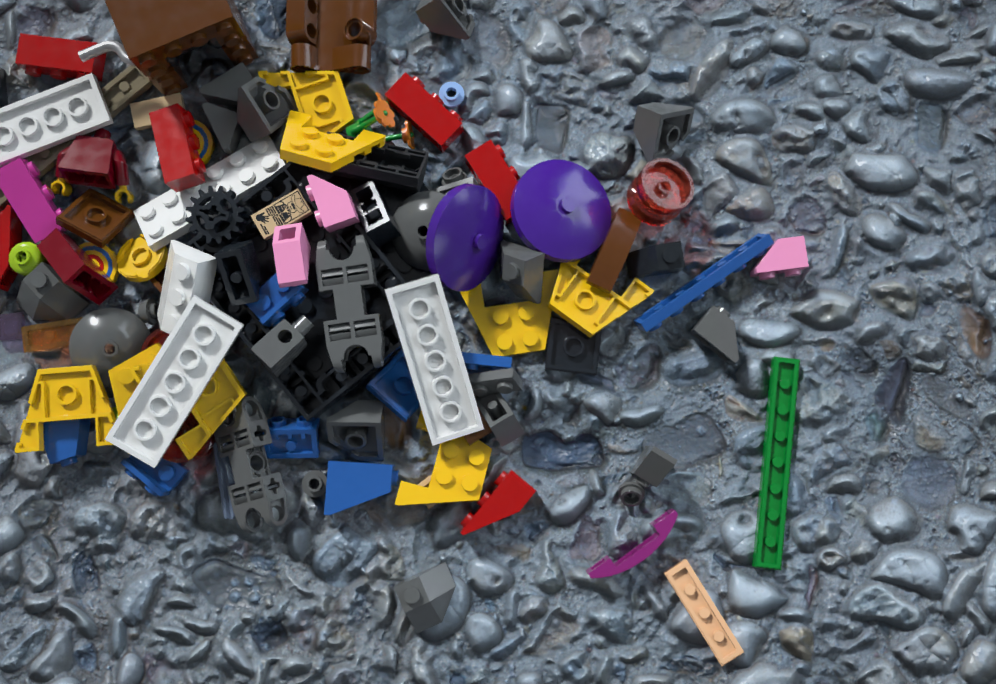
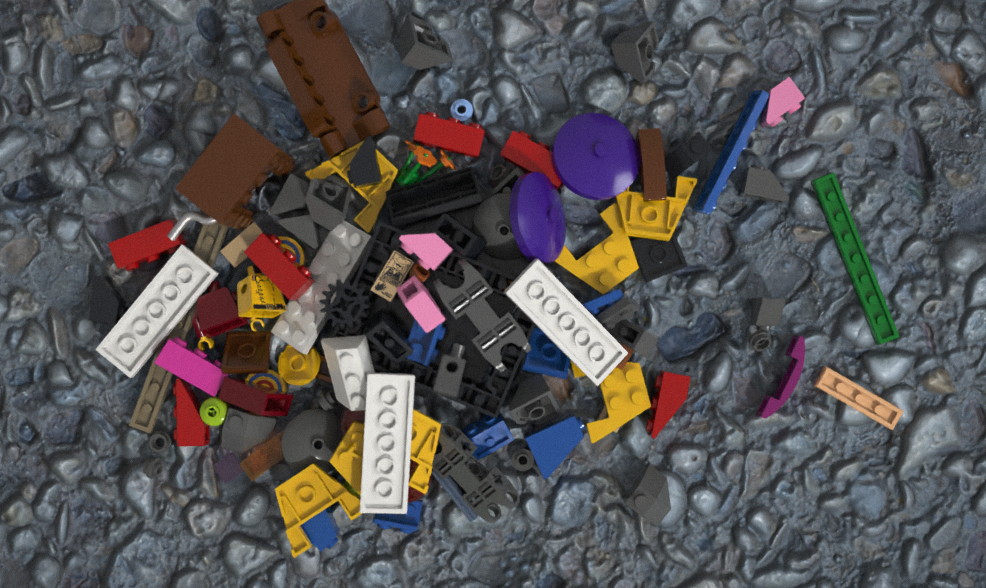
camera: 25 degrees left, 5 degrees up
(138, 167) = (259, 296): none -> yellow torso
(310, 225) = (420, 272): none -> dark orange hinge
(321, 93) = (365, 166): none -> black slope
(321, 150) = (392, 211): yellow wing -> none
(522, 270) = (590, 217): dark grey slope -> none
(660, 192) = (663, 101): clear red wheel -> none

